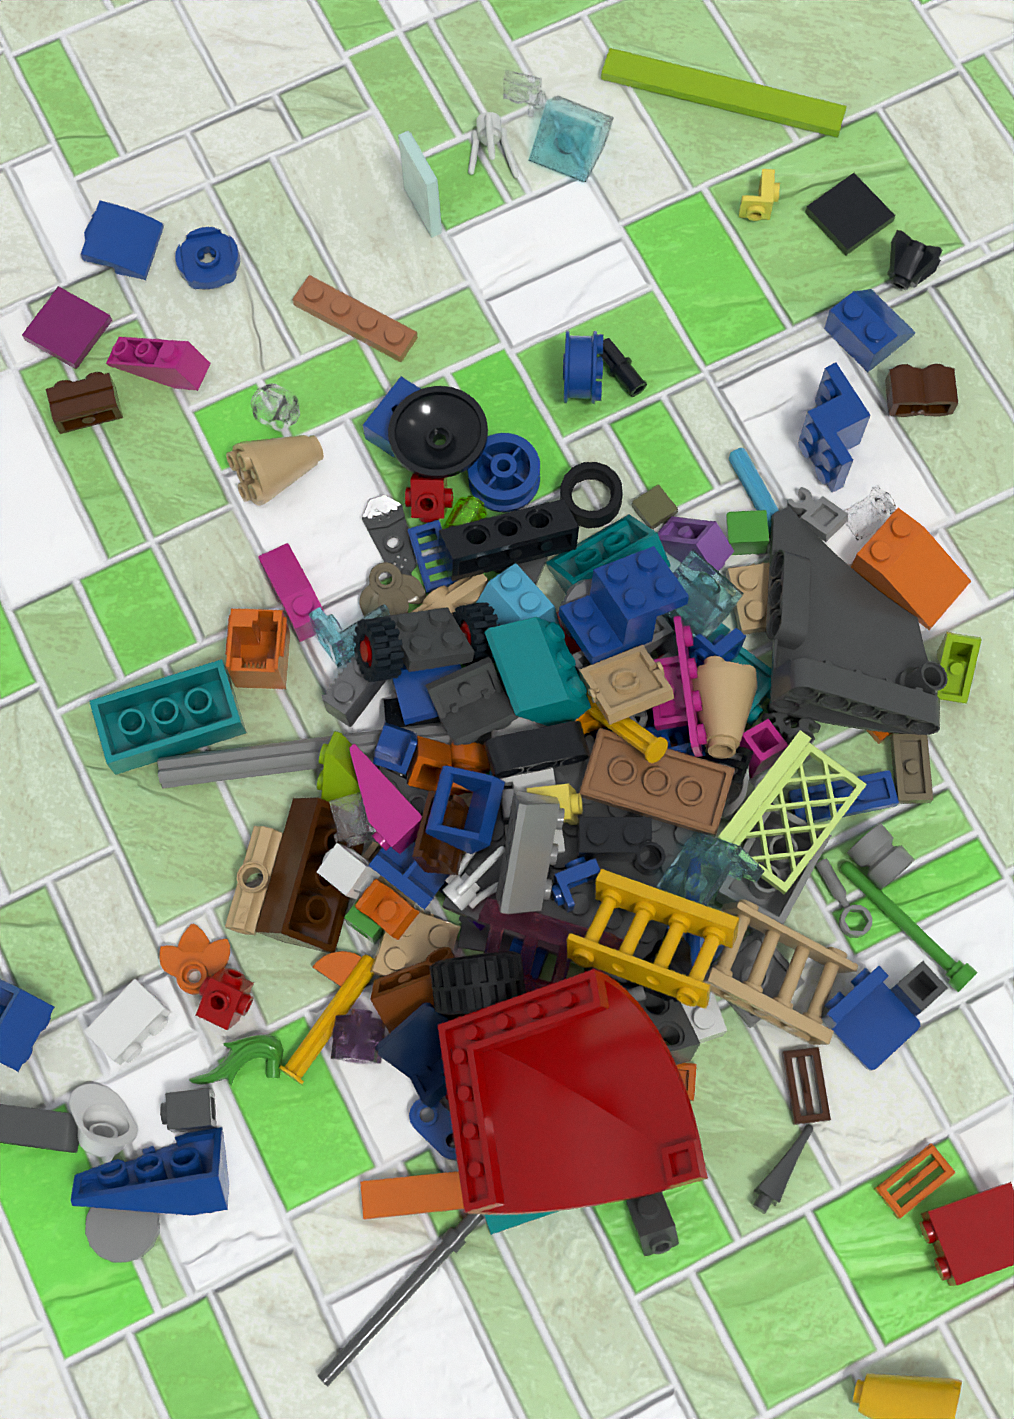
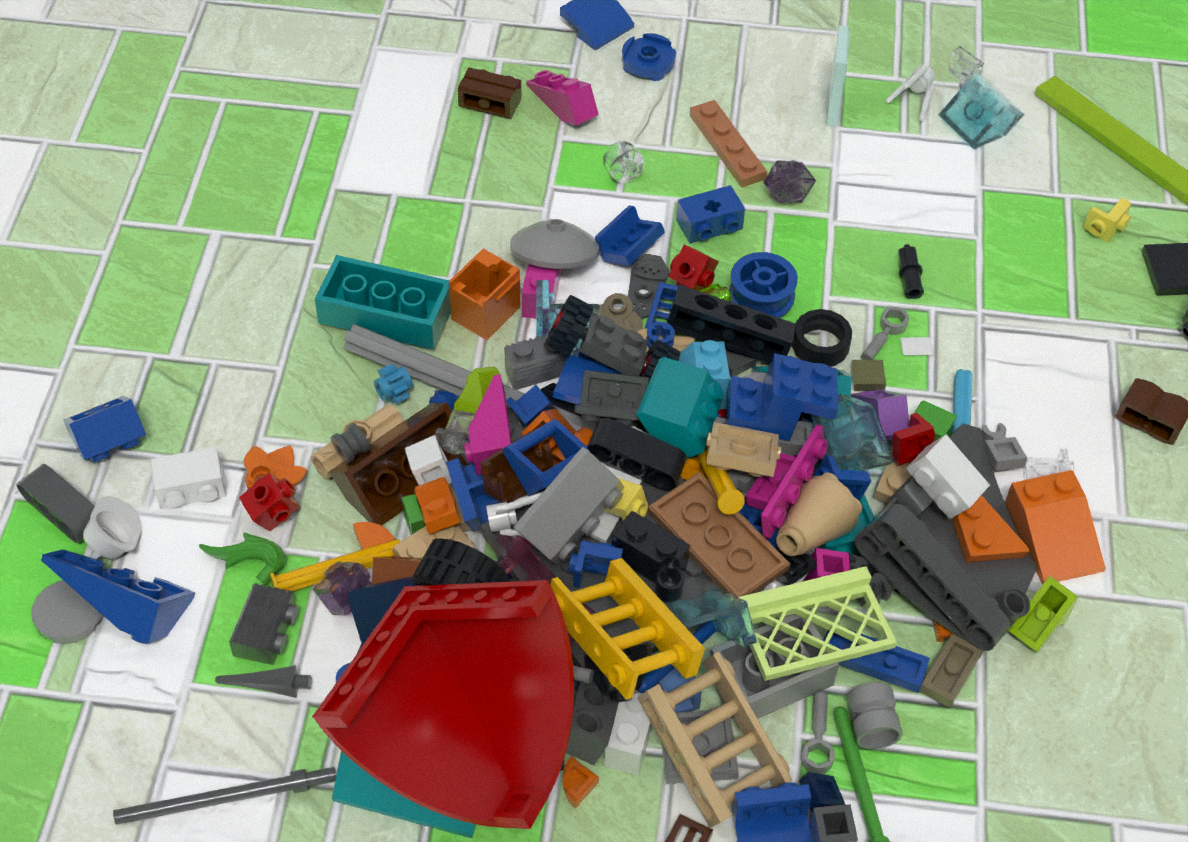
camera: 30 degrees right, 20 degrees down
(67, 327) = (516, 48): magenta tile -> none
(189, 1110) = (181, 562): dark grey brick -> none
(241, 799) = (393, 383): none -> dark azure gear
(261, 898) = (350, 443): none -> dark grey wheel
(272, 465) = (591, 192): tan cone -> none
(281, 550) = (554, 245): none -> light grey dish
(301, 785) = (442, 396): none -> blue plate
(312, 1119) = (263, 624): none -> flat silver brick
(342, 494) = (627, 237): none -> blue bracket
(368, 1159) = (279, 681): none -> dark grey piece
(411, 1195) = (292, 729): orange tile -> none
(433, 416) = (729, 226): black dish -> none
(448, 334) = (789, 181): none -> clear purple brick
(455, 584) = (663, 329): none -> blue bush
(583, 367) = (876, 247): blue wheel -> none
(640, 458) = (893, 329): none -> light grey piece
(674, 445) = (917, 346): none -> white sticker
(750, 563) = (912, 440): none -> red bracket
(811, 593) = (948, 476): none -> white brick
(833, 428) = (1055, 390): blue bracket -> none
(856, 614) = (986, 535): none -> orange wing
(867, 328) = (1138, 346): blue slope -> none
(884, 953) = (823, 790): none -> dark blue plate

